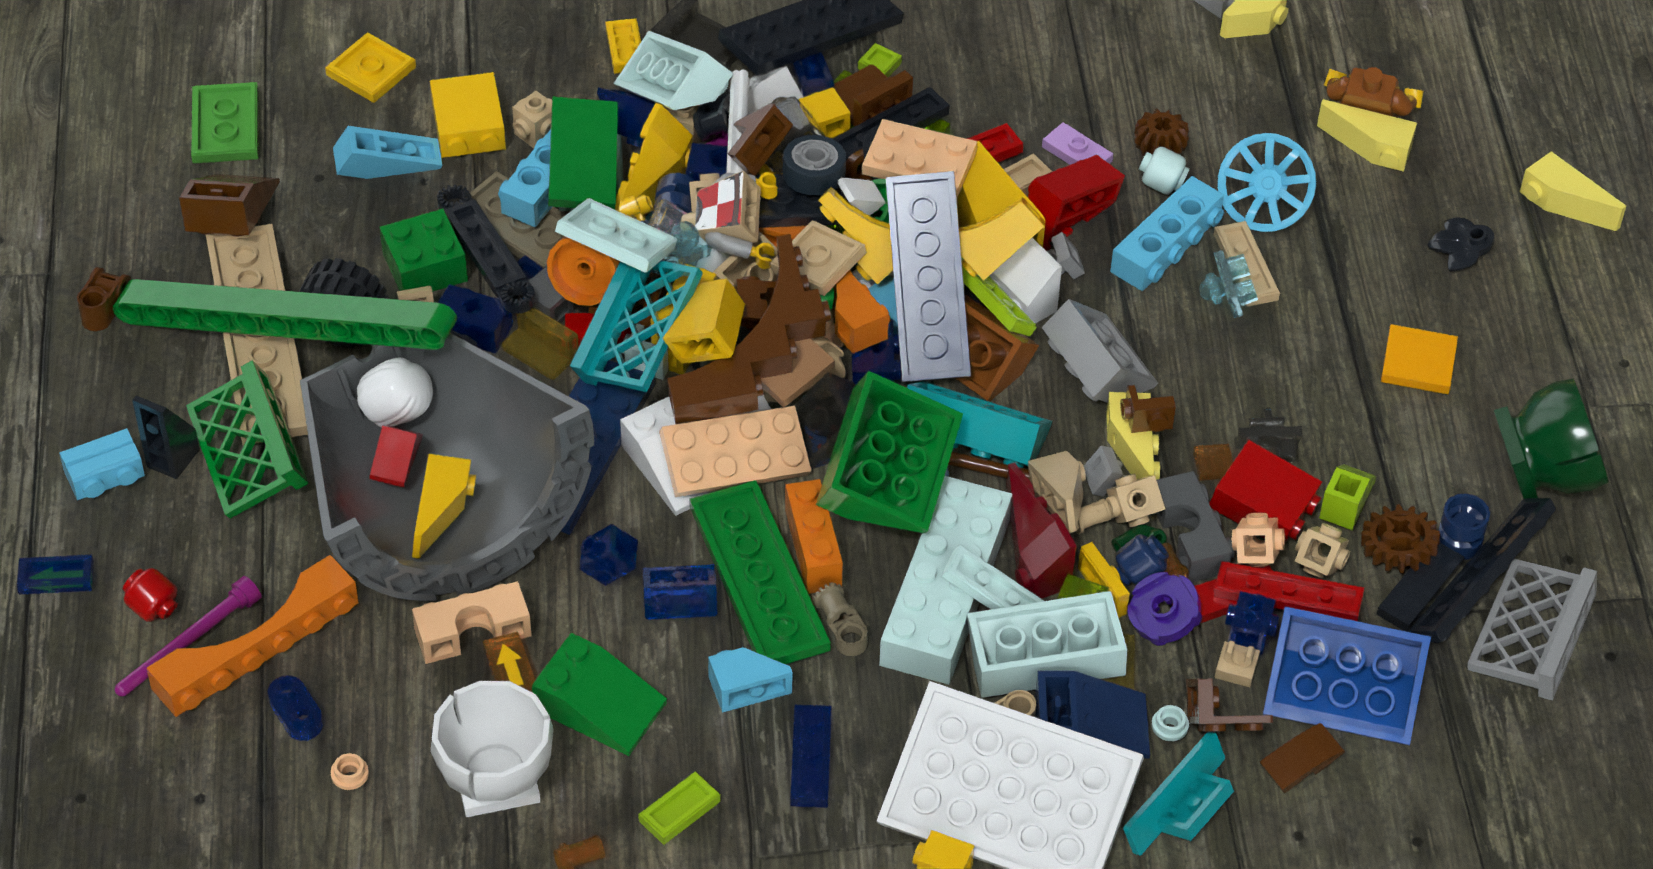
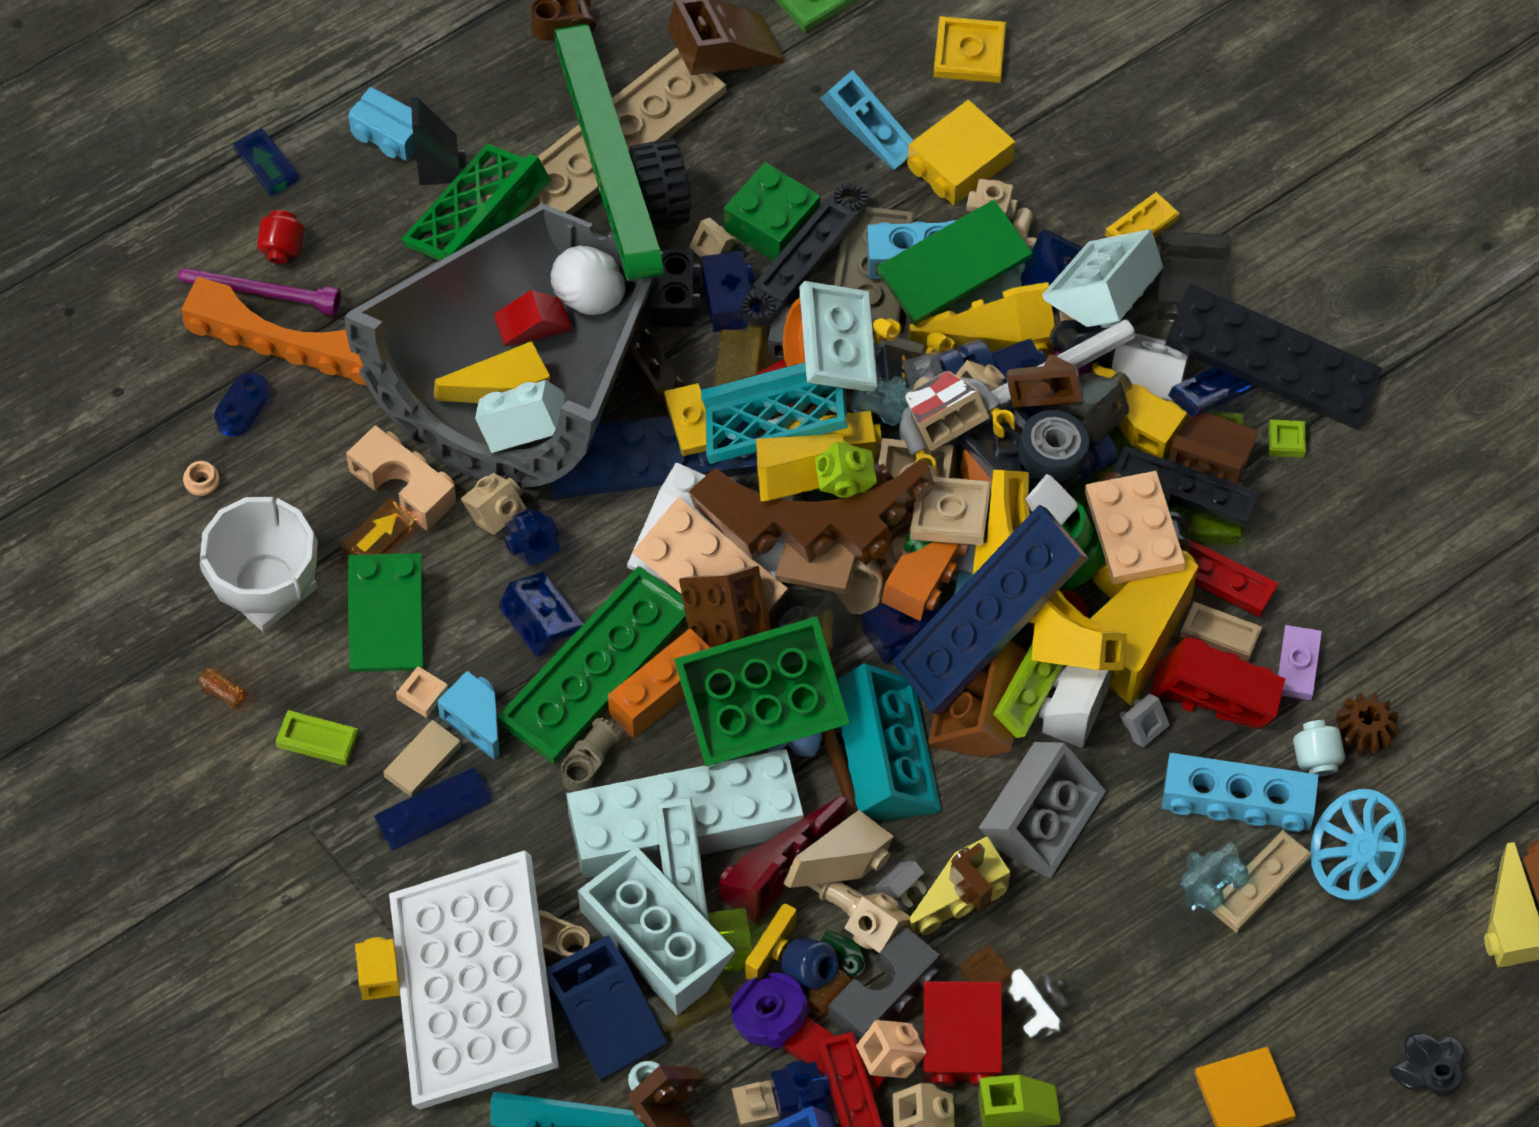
camera: 60 degrees right, 10 degrees up
(501, 492) = (519, 414): none -> light aqua slope
(553, 566) = (493, 502): none -> tan brick
(597, 396) = (688, 418): none -> yellow plate
(694, 707) = (421, 691): none -> light nougat plate
(757, 740) = (422, 758): none -> tan tile
(760, 281) = (845, 470): none -> lime brick
(783, 454) = (725, 605): none -> reddish brown bracket

